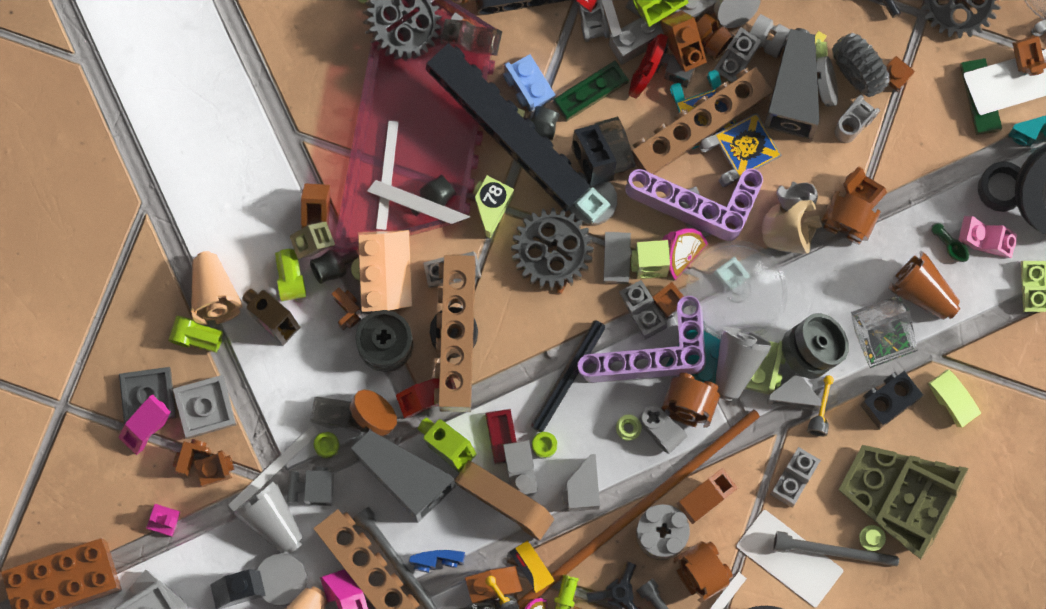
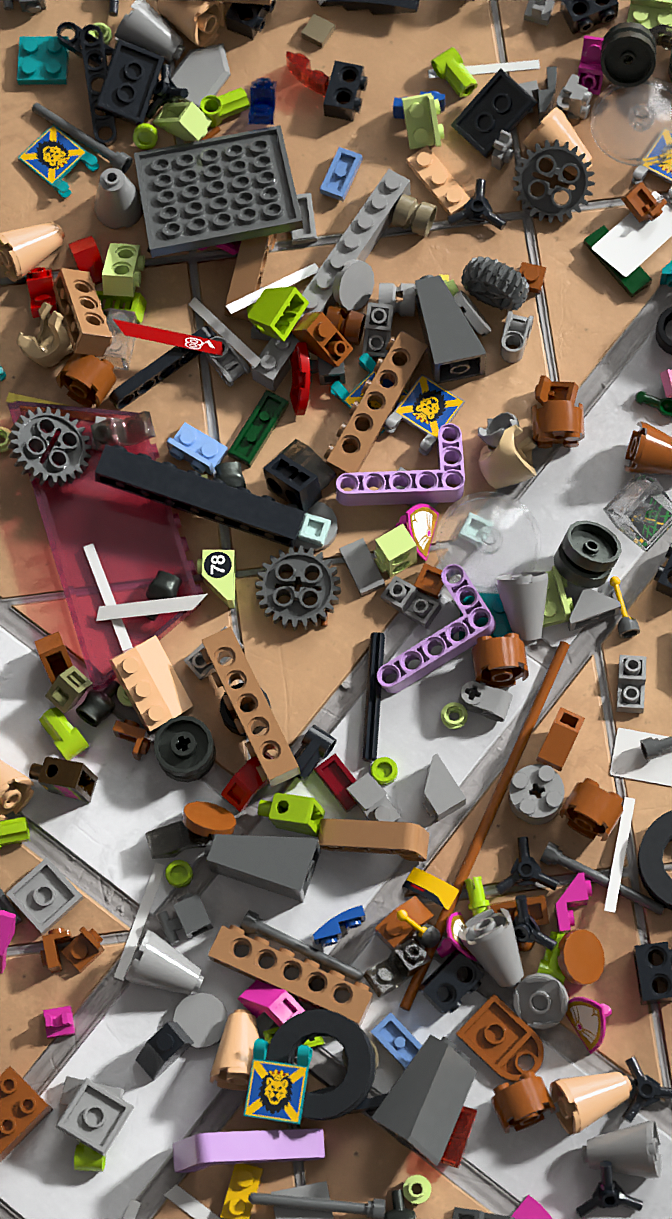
camera: 20 degrees left, 5 degrees down
(495, 395) = (315, 746): none -> black piece

